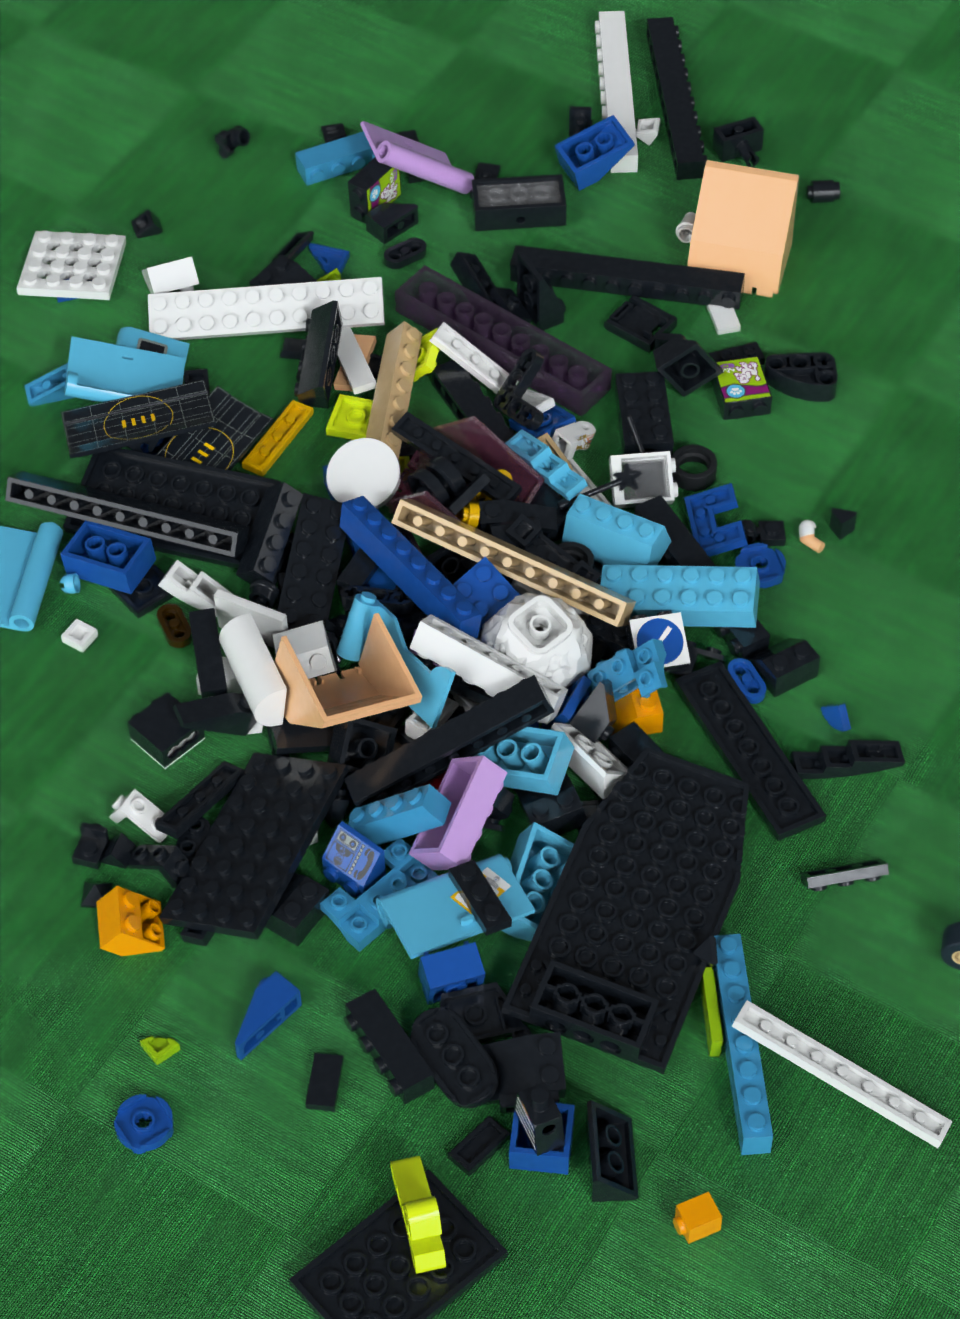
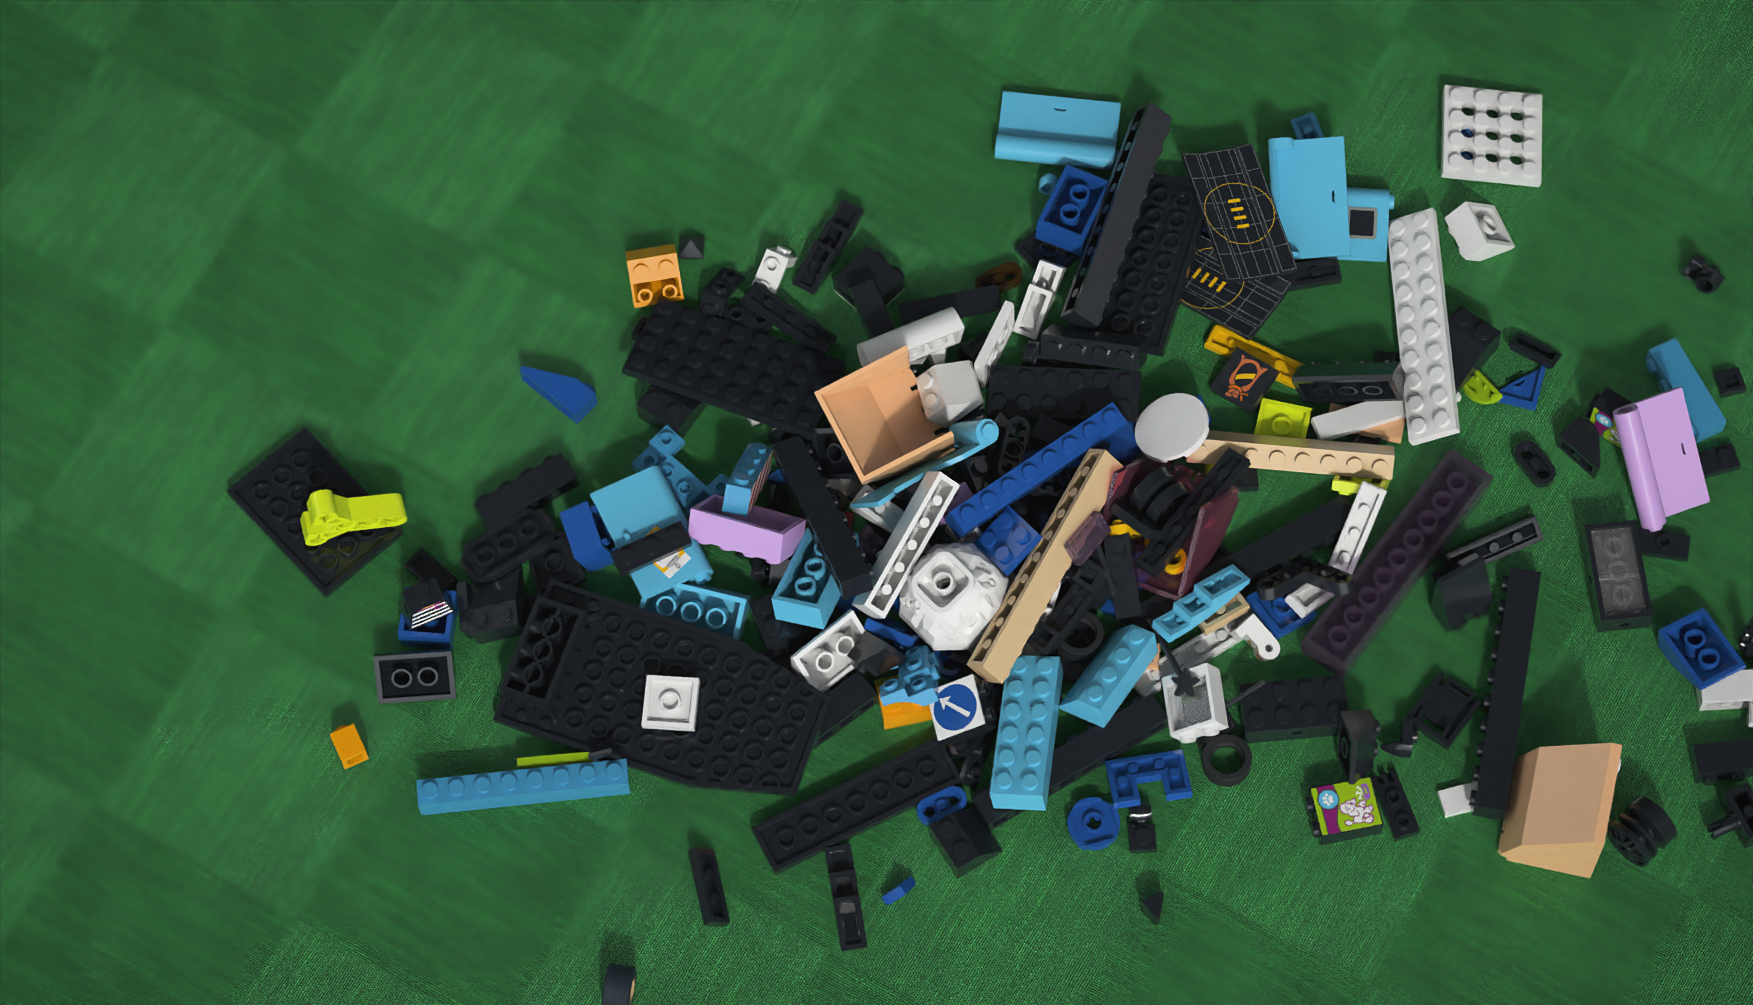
camera: 90 degrees right, 15 degrees up
(79, 635) = (984, 198): white plate -> none
(91, 845) = (740, 236): black bracket -> none
(115, 767) = (828, 247): none -> black slope
(118, 851) = (736, 259): black slope -> none
(146, 225) = (1564, 204): black slope -> none
(149, 1137) = (458, 293): blue plate -> none
(159, 1048) = (531, 312): lime tile -> none
(307, 439) = (1244, 380): none -> black tile
(324, 1082) = (495, 446): black tile -> none
(353, 861) = (714, 452): blue slope -> none
(486, 527) = (1087, 538): none -> tile
(655, 885) = (670, 703): none -> white plate
(803, 375) = (1360, 881): black beam -> none
(808, 538) = (1138, 873): arm -> none
(823, 191) = (1670, 911): black brick -> none
(842, 1074) = (480, 866): white plate -> none

